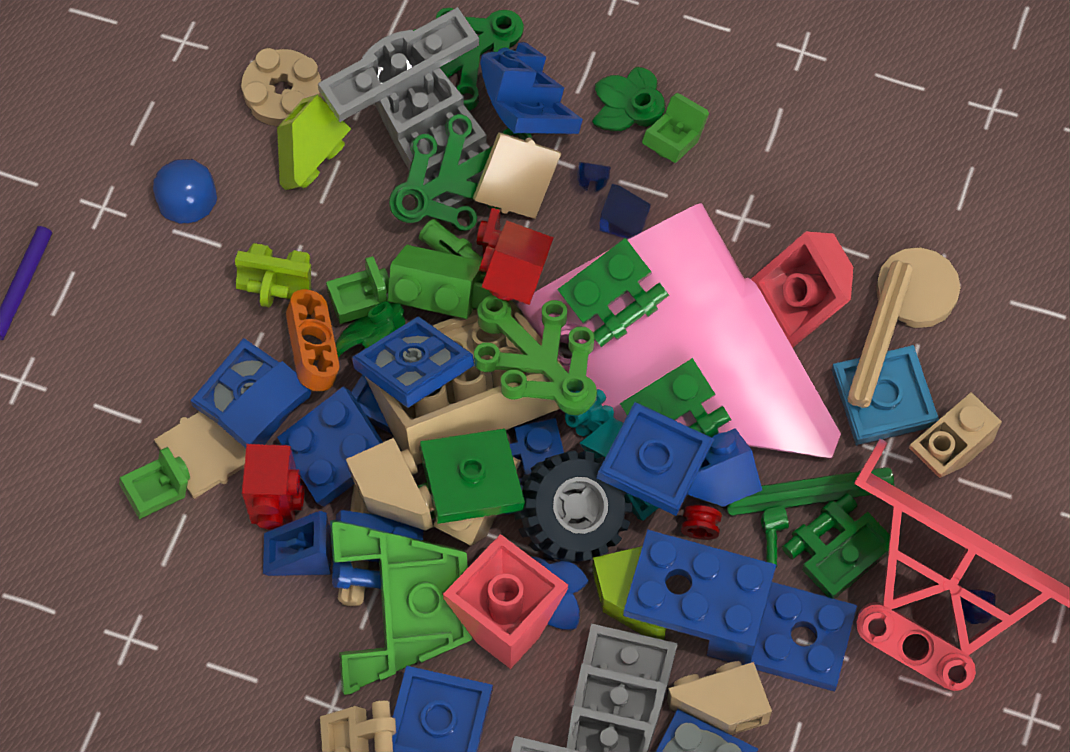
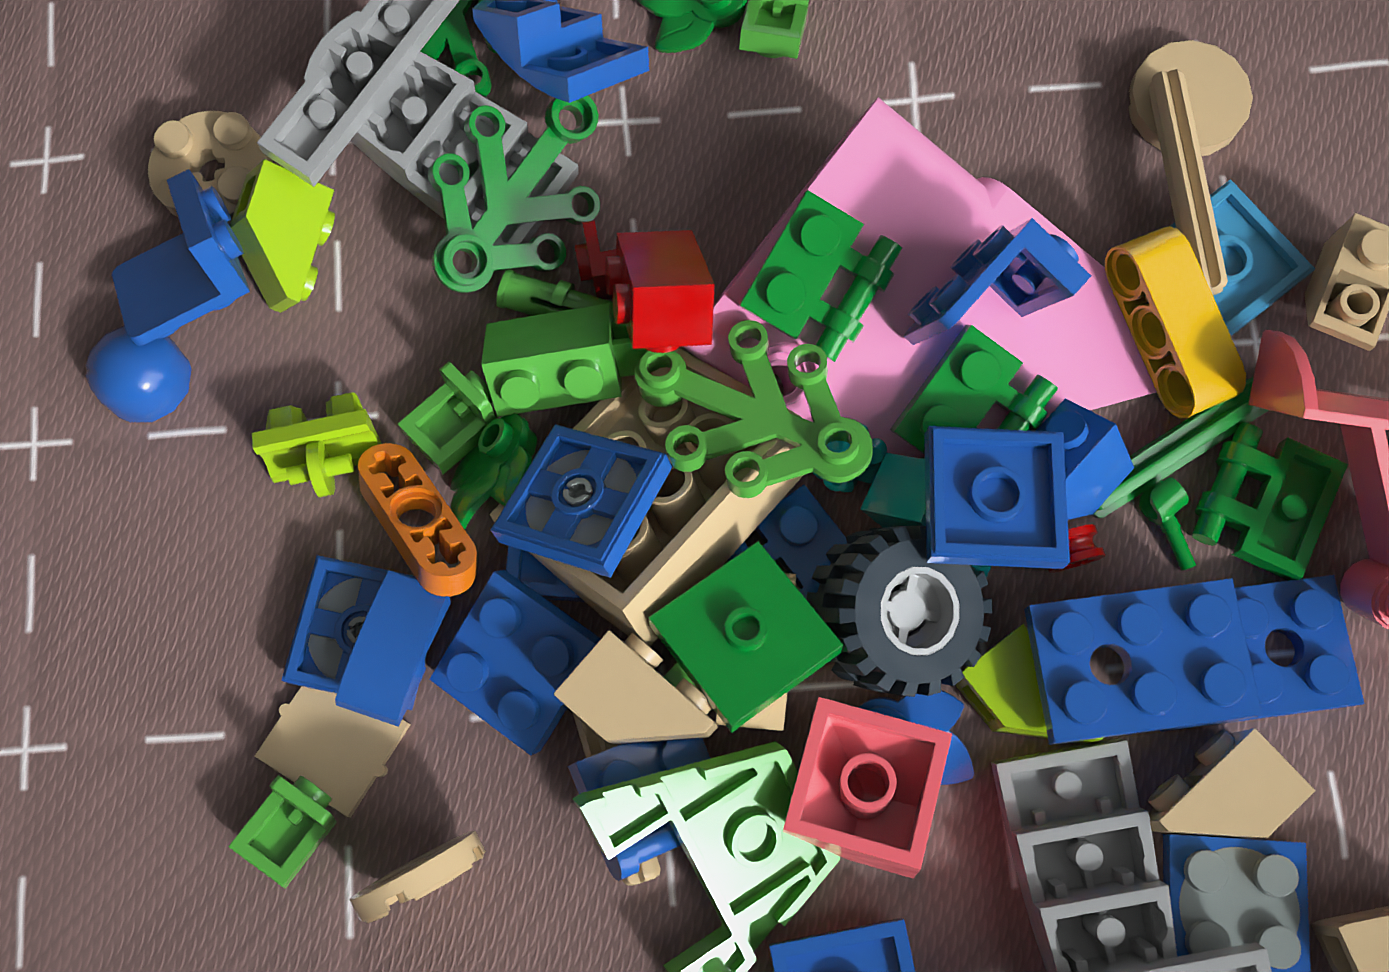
camera: 20 degrees left, 10 degrees up
(221, 536) = (418, 876): none -> tan tile
(240, 142) = (185, 274): none -> blue bracket
(271, 485) = (456, 767): red brick -> none
(299, 547) = (533, 833): blue slope -> none
(516, 175) = (595, 161): tan piece -> none
(593, 172) = (693, 116): clear blue hinge -> none
(623, 213) = (759, 157): clear blue slope -> none
(735, 333) = (1020, 265): none -> blue bracket
(806, 284) = (1058, 151): coral slope -> none
(826, 412) = (1175, 322): none -> yellow beam

